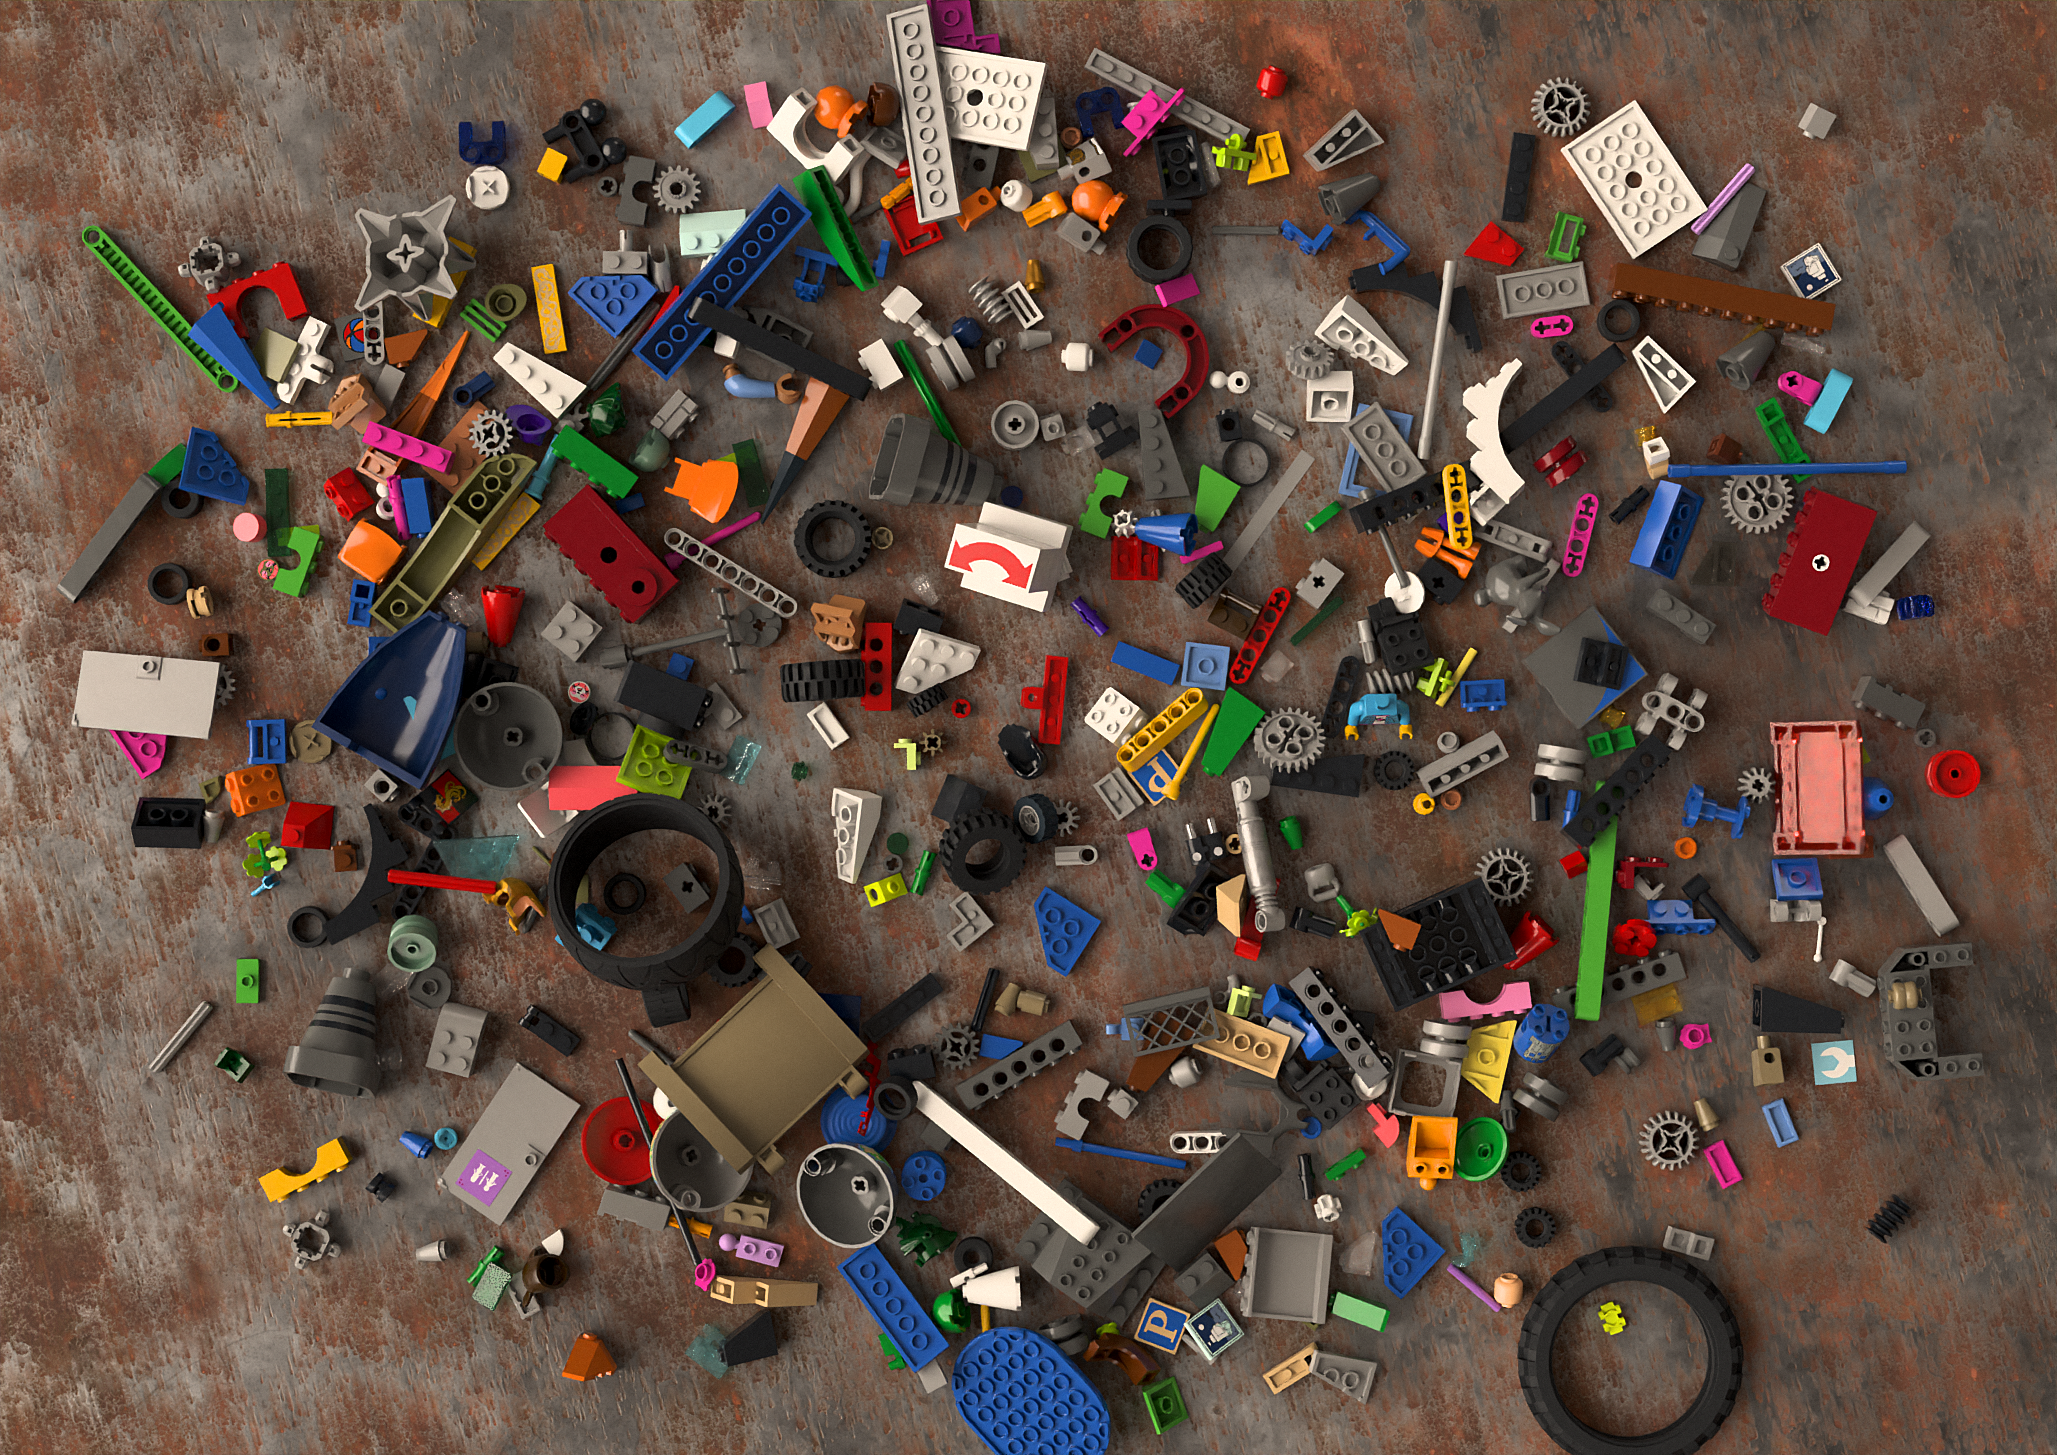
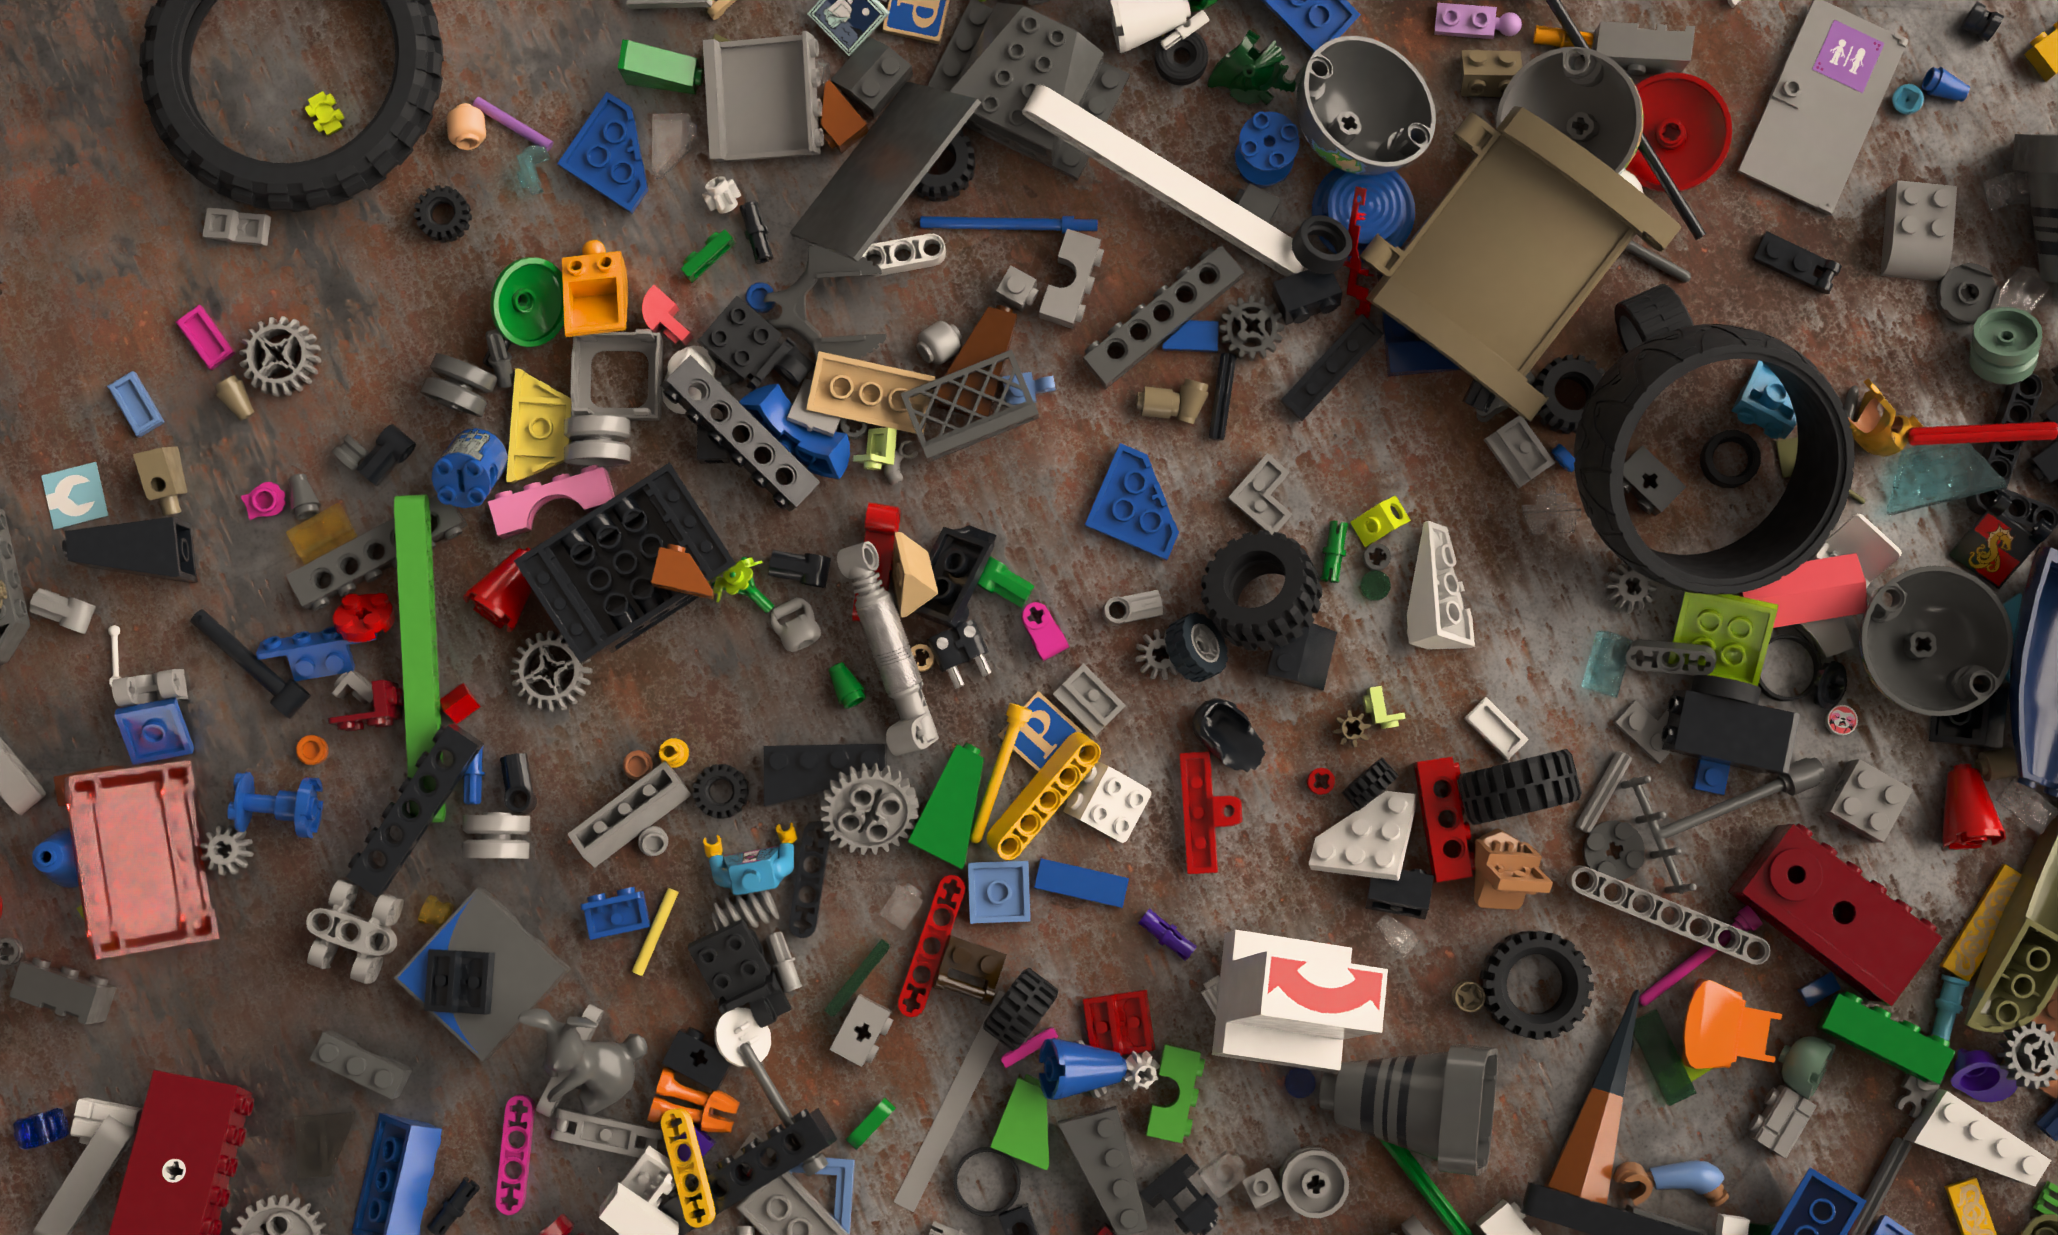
camera: 175 degrees right, 5 degrees down
(607, 412) = (1877, 1110): dark green helmet -> none
(759, 668) = (1603, 791): none -> light grey axle
(799, 771) = (1525, 660): clear green plate -> none
(1431, 686) = (686, 913): lime hips -> none
(1532, 1178) = (459, 272): black tyre -> none
(1611, 741) = (432, 878): green slope -> none

